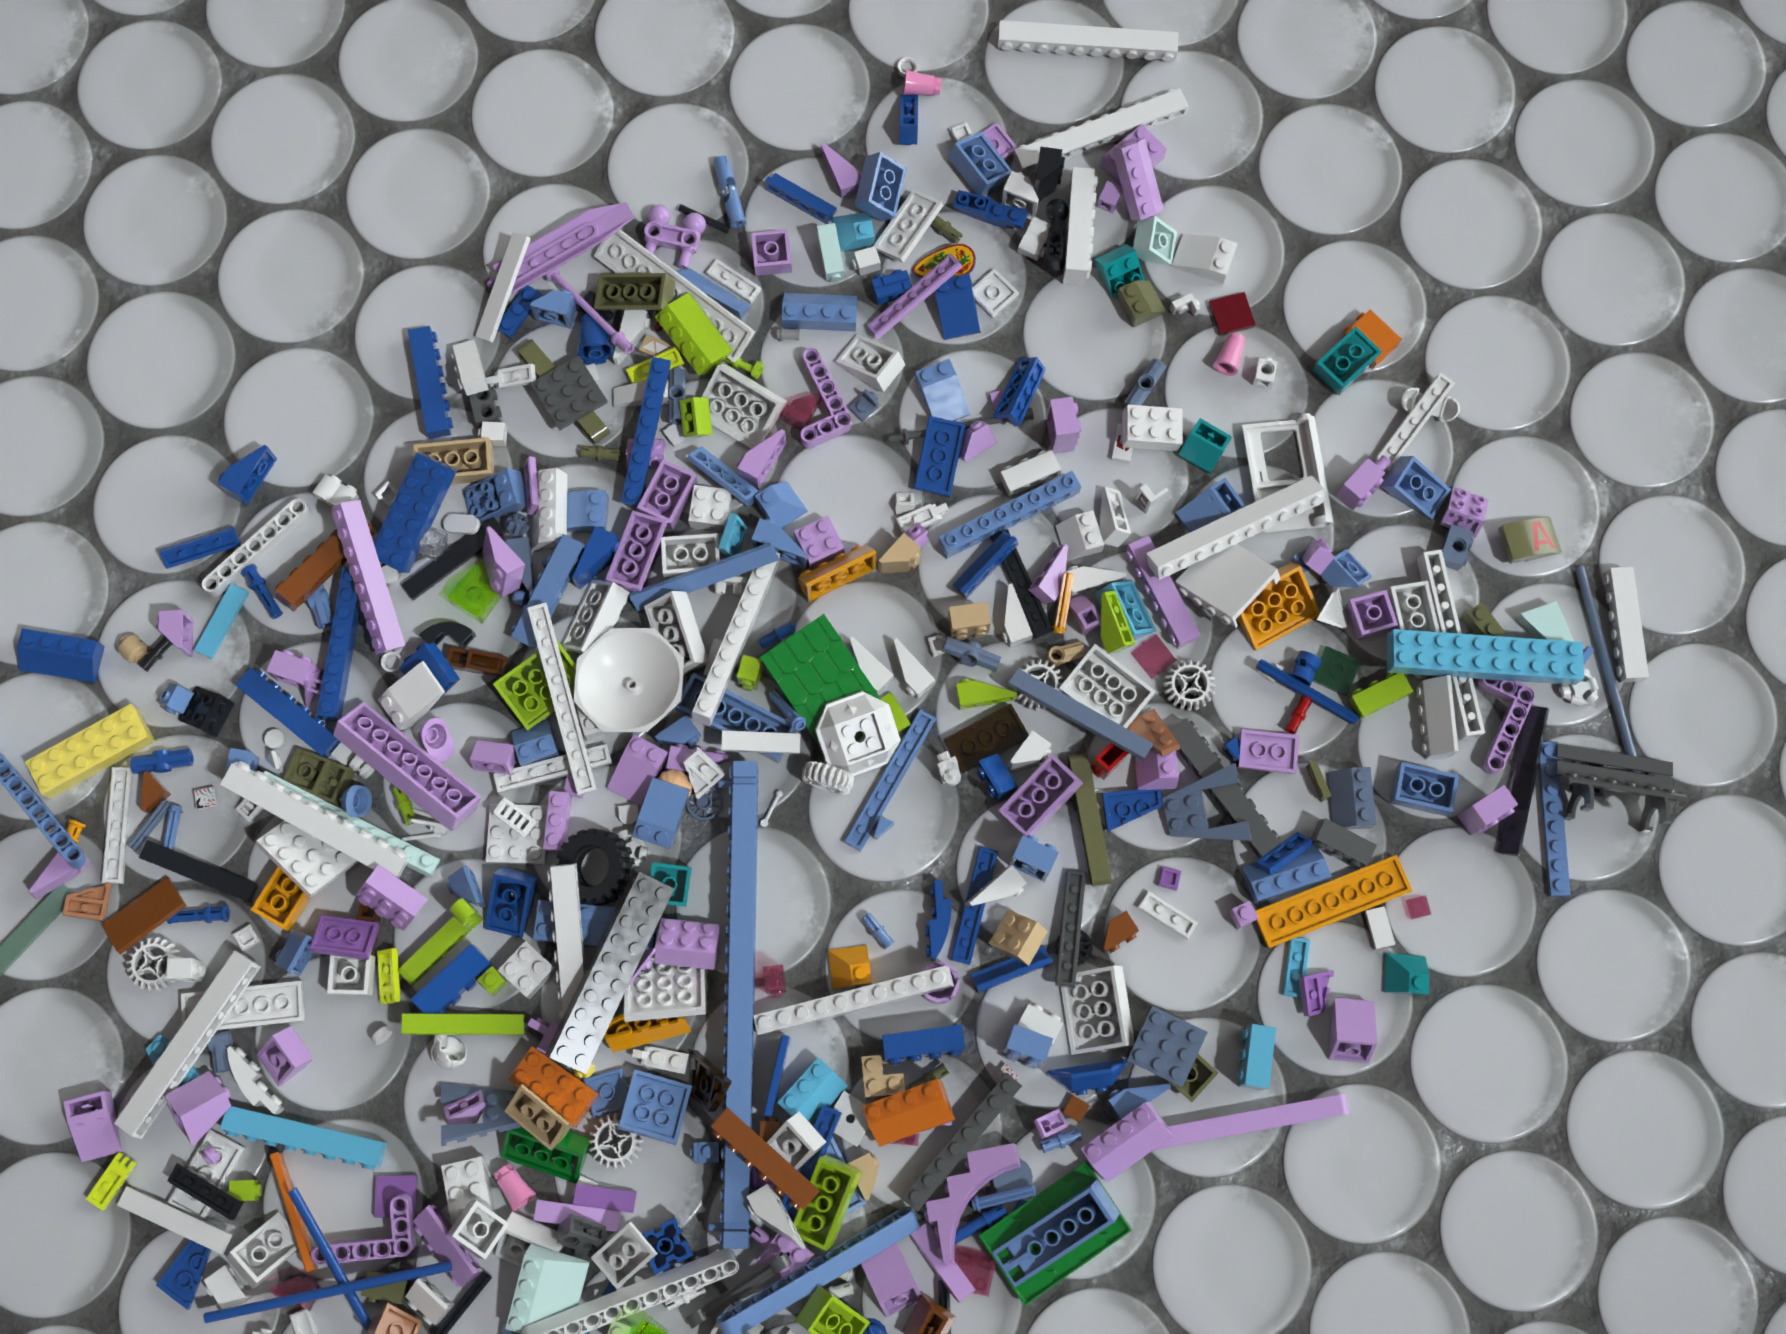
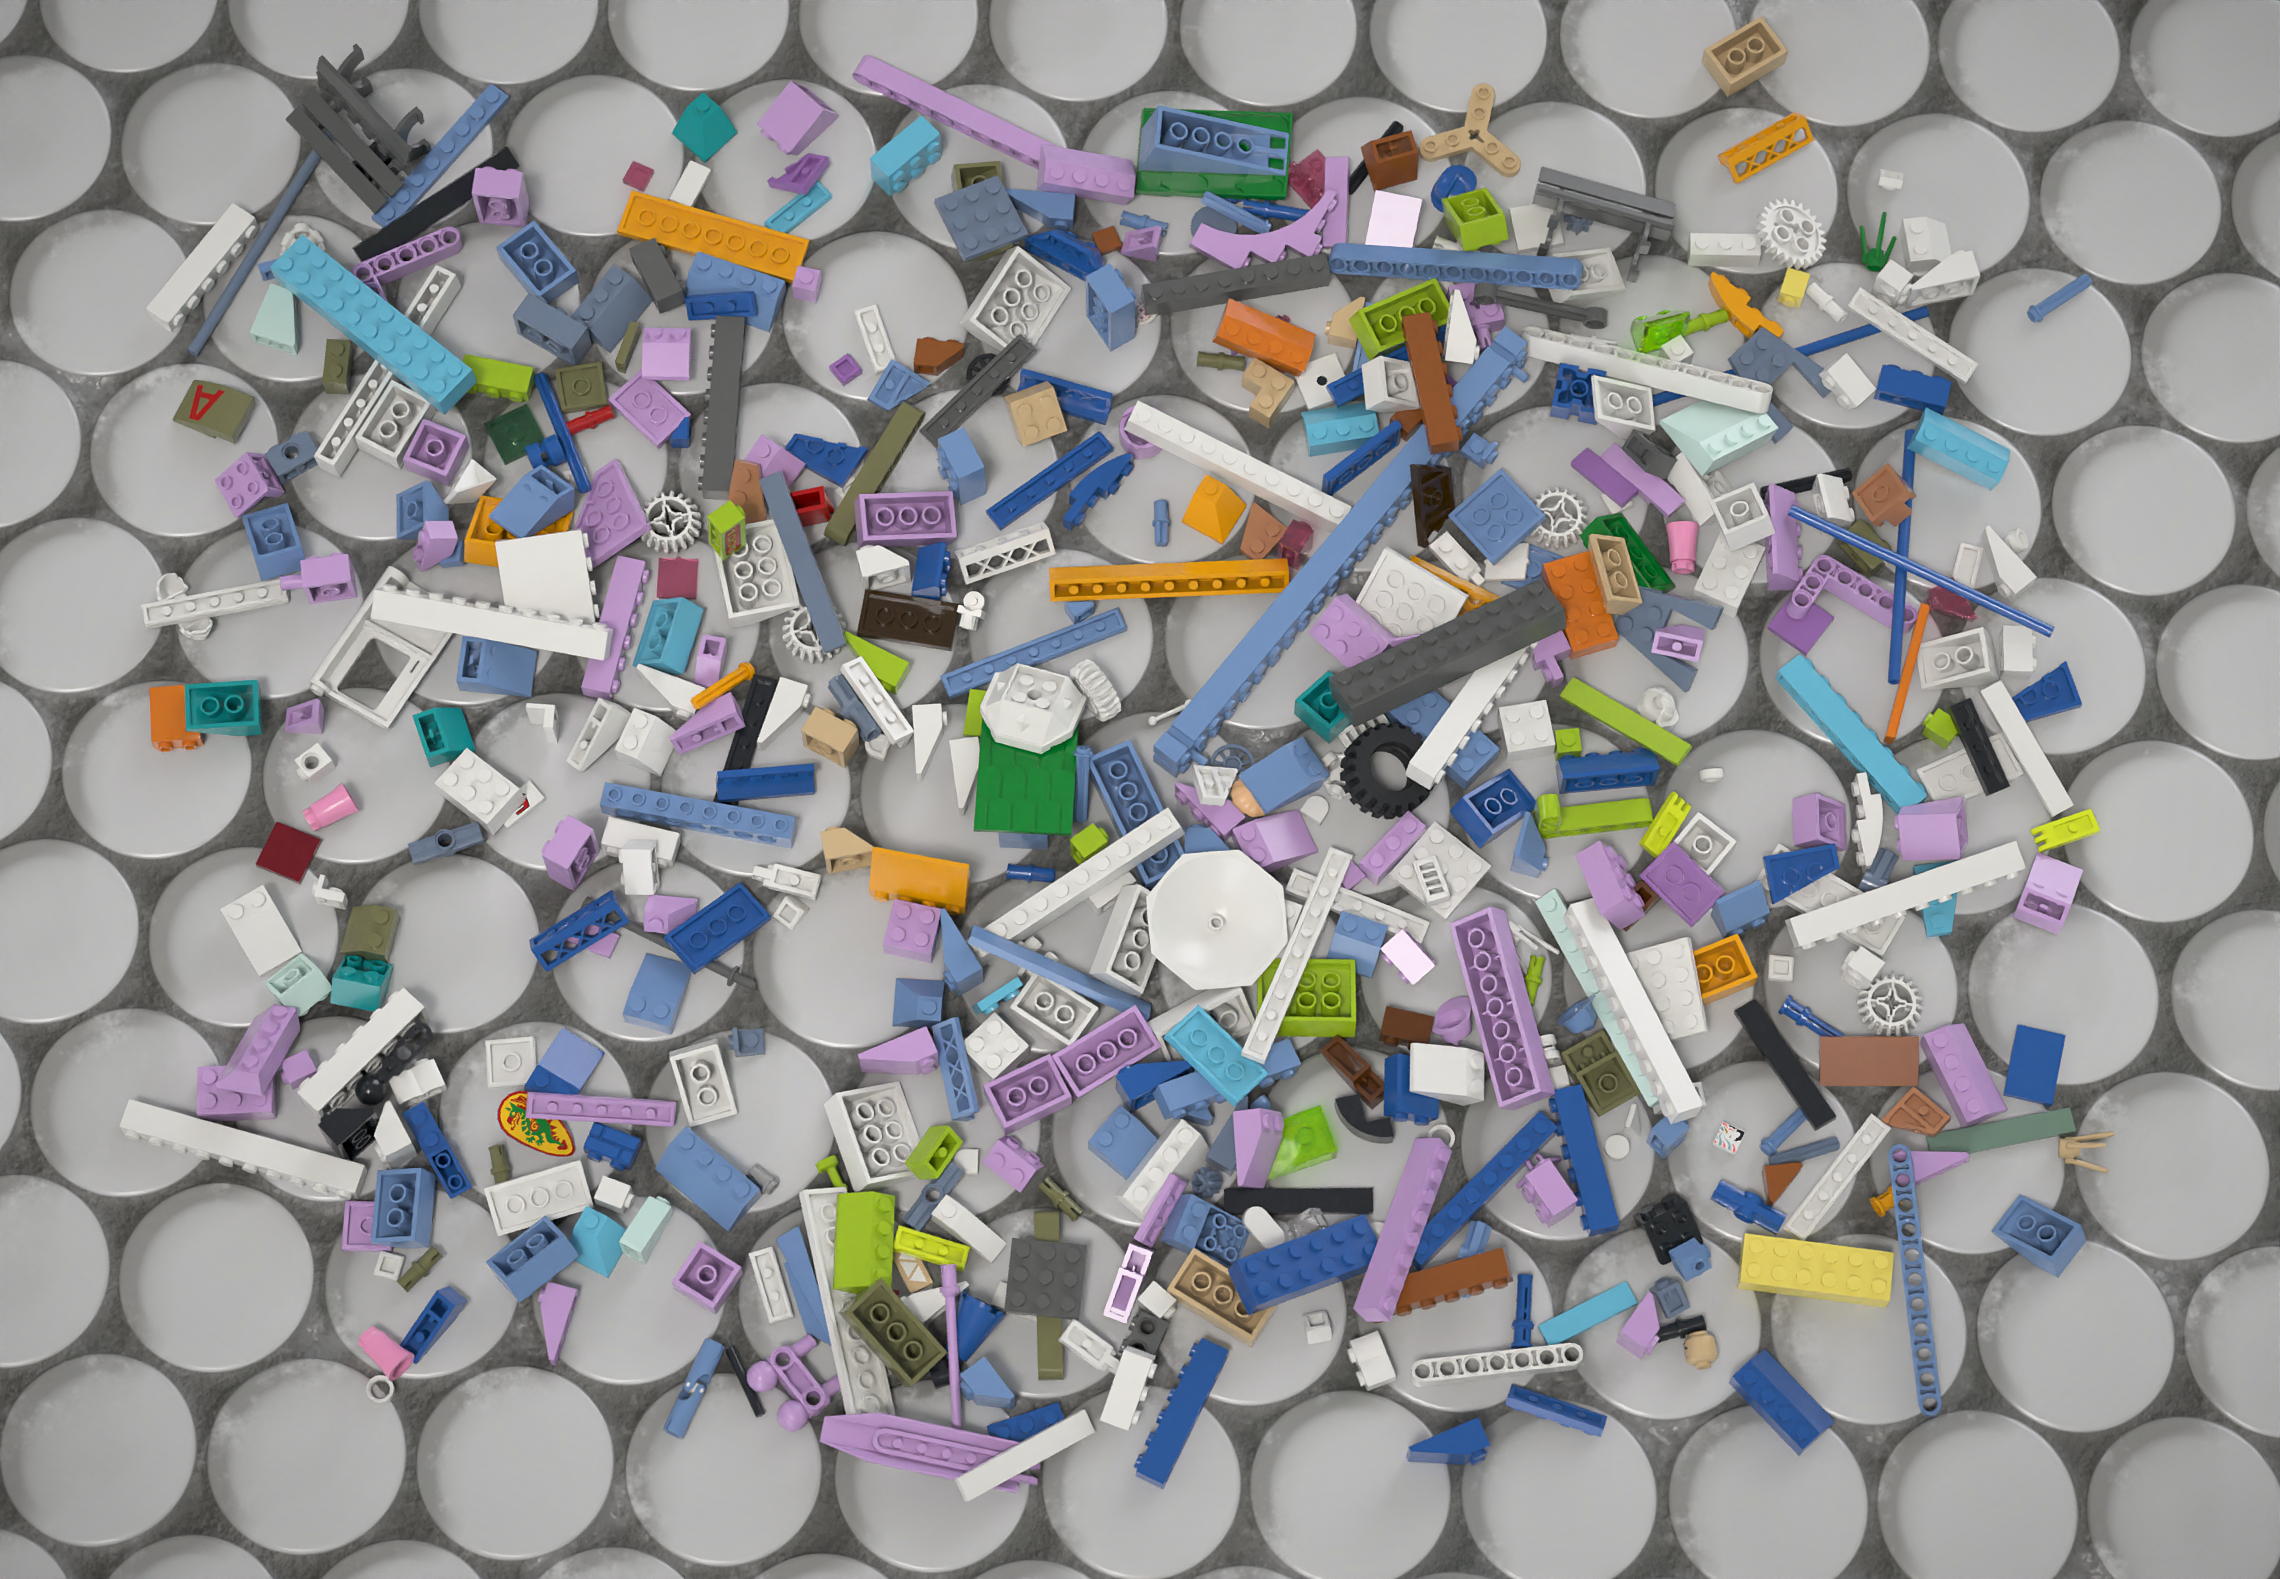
camera: 140 degrees left, 5 degrees down
(32, 998) = (2034, 1065): none -> blue tile
(74, 954) = (1962, 1074): none -> lavender slope
(176, 668) = (1669, 1297): none -> sand blue bracket
(210, 1156) = (1953, 779): lavender plate -> none
(276, 1007) = (1797, 869): none -> blue wing
(462, 712) = (1405, 1027): none -> reddish brown brick
(520, 433) = (1128, 1282): none -> lavender slope
(564, 592) = (1215, 1055): none -> medium azure tile
(620, 1079) = (1511, 567): none -> white piece
(646, 431) = (997, 1172): blue plate -> none
(761, 742) = (1134, 764): white tile -> none
(800, 198) = (622, 1324): blue fence -> none
(802, 410) = (816, 1082): clear pink slope -> none
(806, 975) = (1261, 534): none -> nougat wing
(827, 399) = (780, 1074): lavender beam -> none
(840, 892) = (1168, 579): none -> light orange brick
(918, 534) = (810, 860): lavender bracket -> none
(923, 1043) = (1202, 388): blue brick -> none
(942, 142) = (419, 1268): none -> olive pin
(959, 664) = (877, 701): none -> white fence
(966, 833) = (1003, 544): none -> white fence
(1003, 885) = (1014, 472): white slope -> none
(1015, 452) = (639, 867): none -> white brick
(1040, 1022) = (1078, 331): white brick -> none
(1067, 653) = (761, 639): tan piece -> none
(1087, 40) = (162, 1265): white brick -> none
(1114, 626) = (697, 616): lime slope -> none
(1126, 890) = (896, 386): none -> medium blue wing
(1140, 686) = (727, 529): none -> lime brick
(1187, 812) = (778, 407): sand blue wing -> none
(1229, 658) = (611, 514): none -> lavender wing
(1280, 624) = (534, 503): none -> medium blue slope
(1288, 792) = (666, 354): none -> lavender slope
(1295, 396) = (305, 718): none -> lavender slope
(1323, 733) = (581, 387): none -> olive tile
(1374, 750) = (552, 329): none -> sand blue brick
(1437, 718) = (467, 310): white slope -> none

